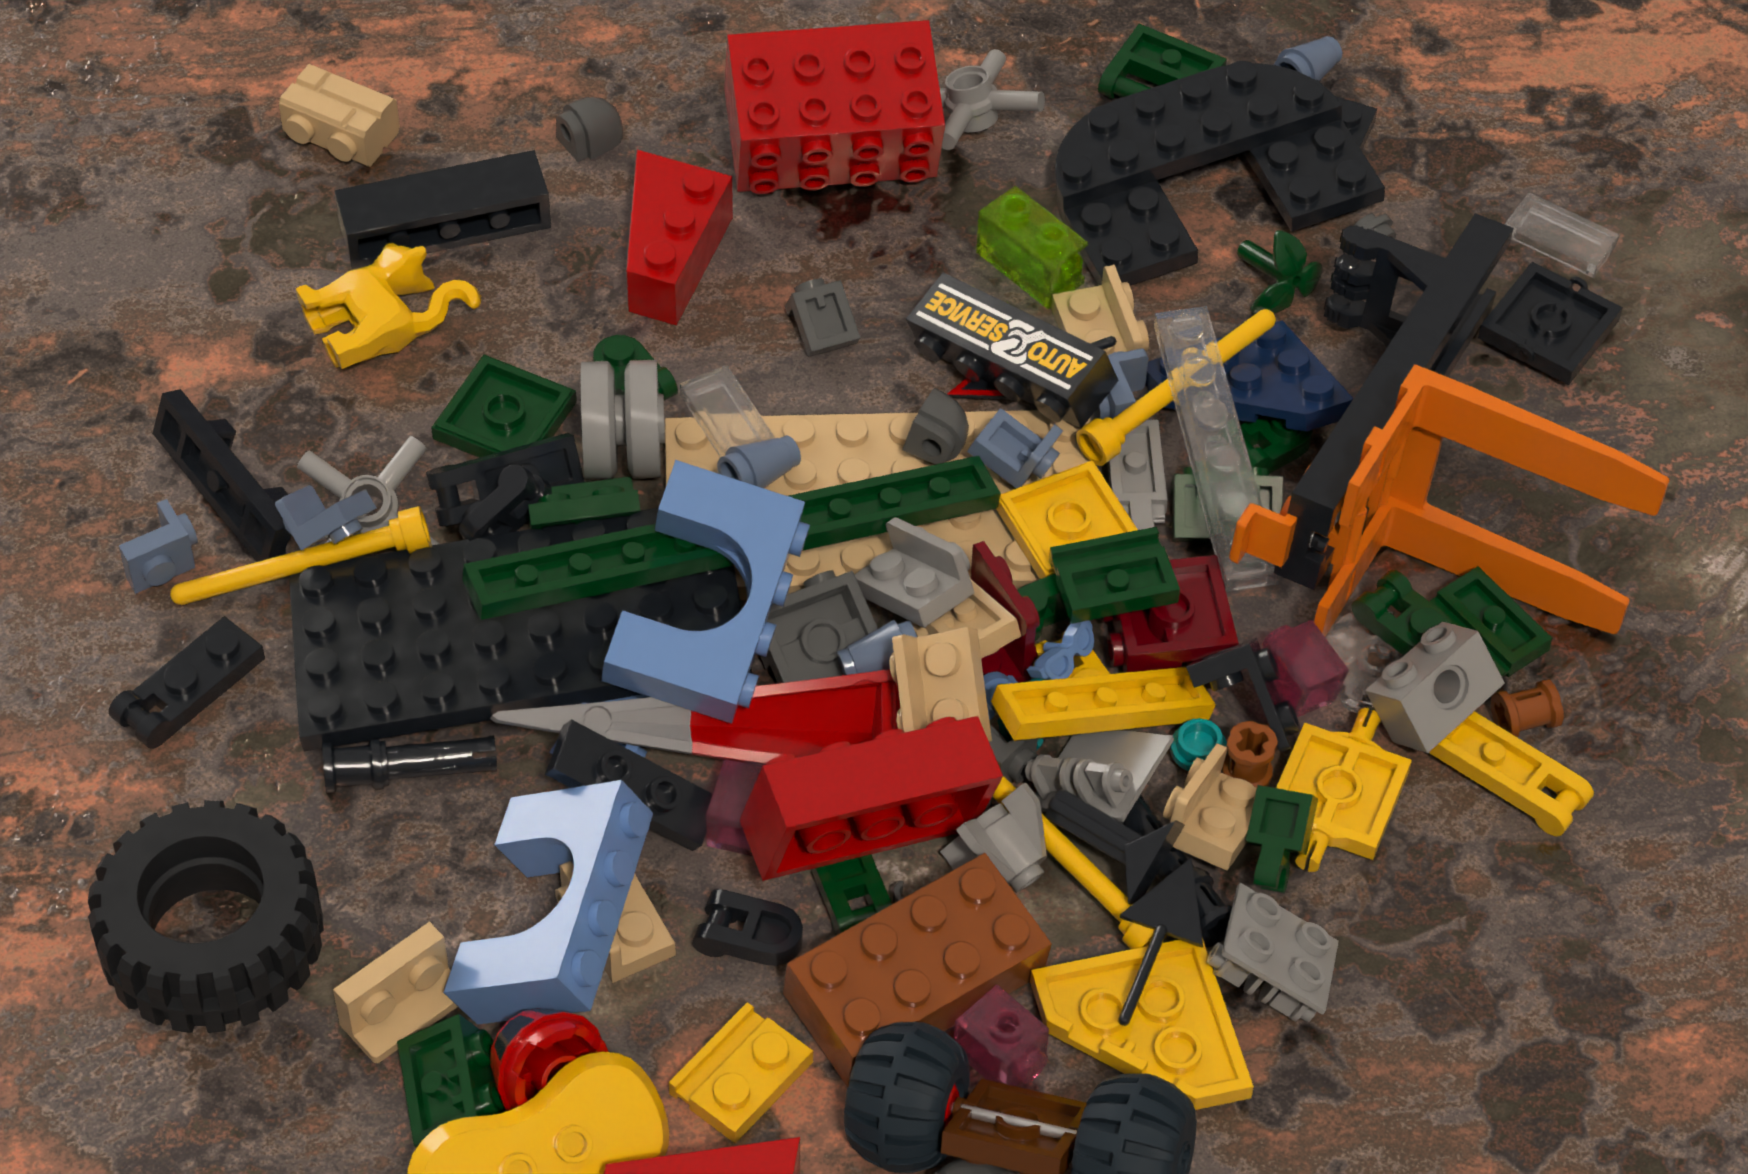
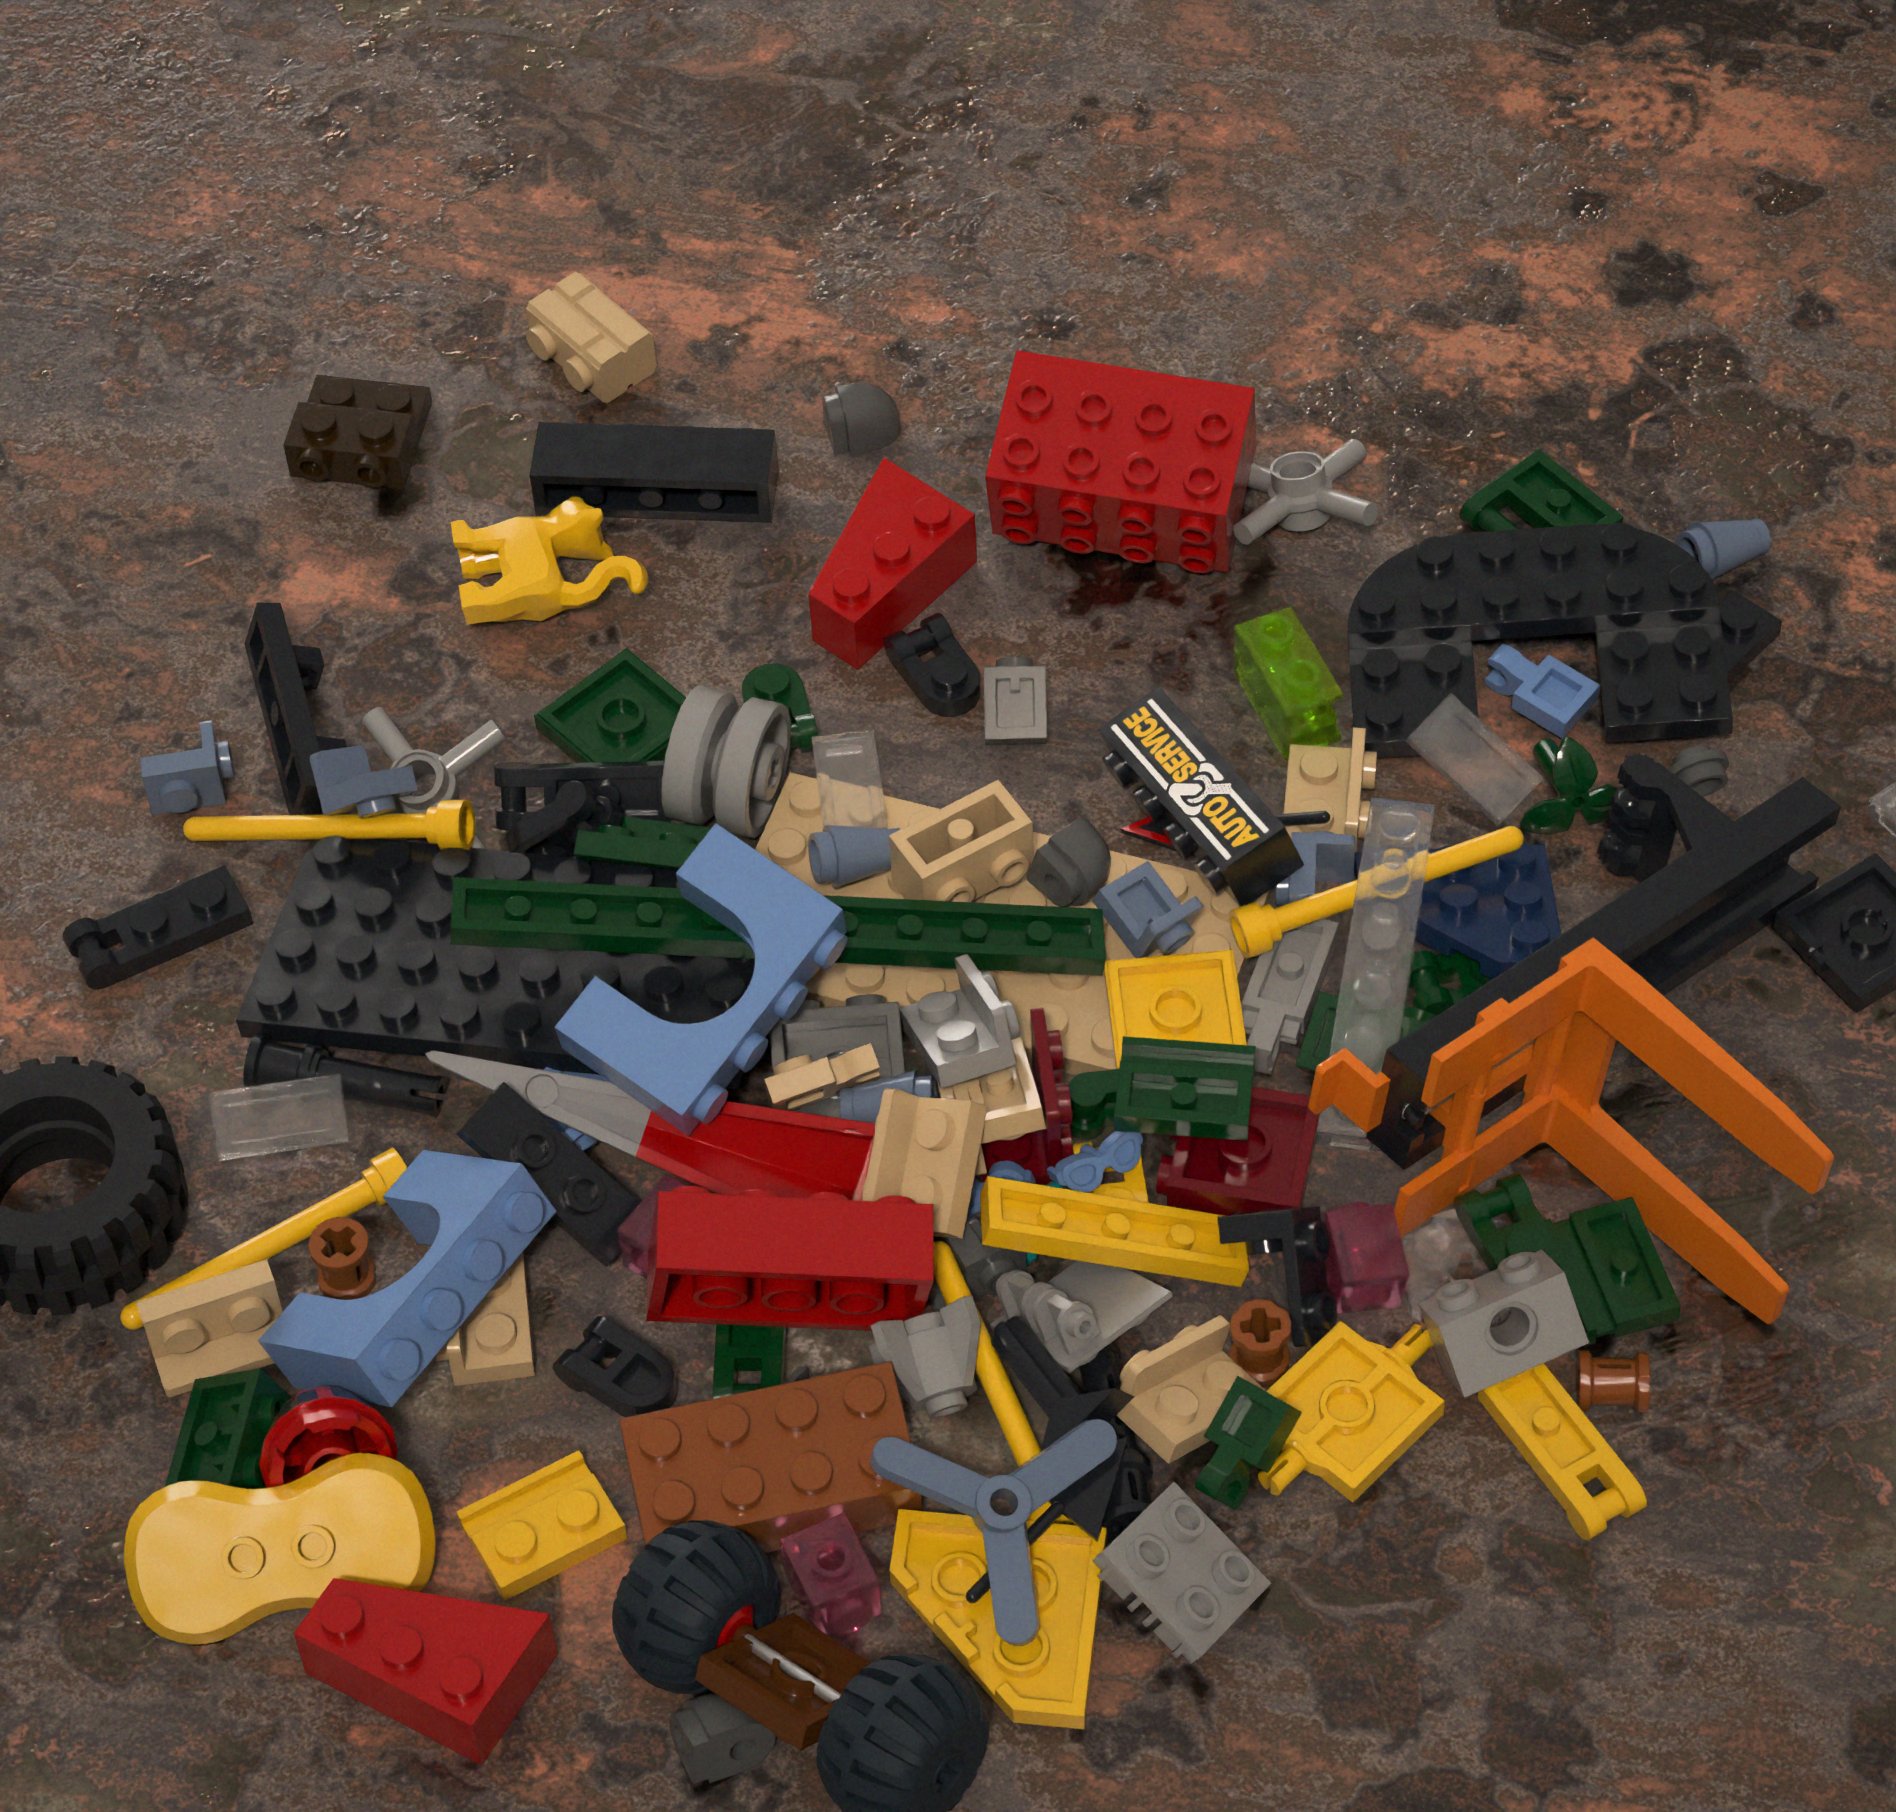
camera: 25 degrees right, 0 degrees up
(172, 238) = (357, 431): none -> dark brown plate
(369, 807) = (279, 1117): none -> clear tile
(477, 839) = (375, 1182): none -> yellow piece
(478, 907) = (348, 1250): none -> dark orange bush
(756, 315) = (943, 684): none -> black plate
(806, 654) = (805, 1082): none -> tan plate
(852, 436) = (963, 848): none -> tan brick
(1134, 962) = (1004, 1536): none -> sand blue piece
(1195, 740) = (1208, 1301): teal plate -> none
(1203, 269) = (1474, 759): none -> clear tile
(1229, 205) = (1545, 692): none -> medium blue plate

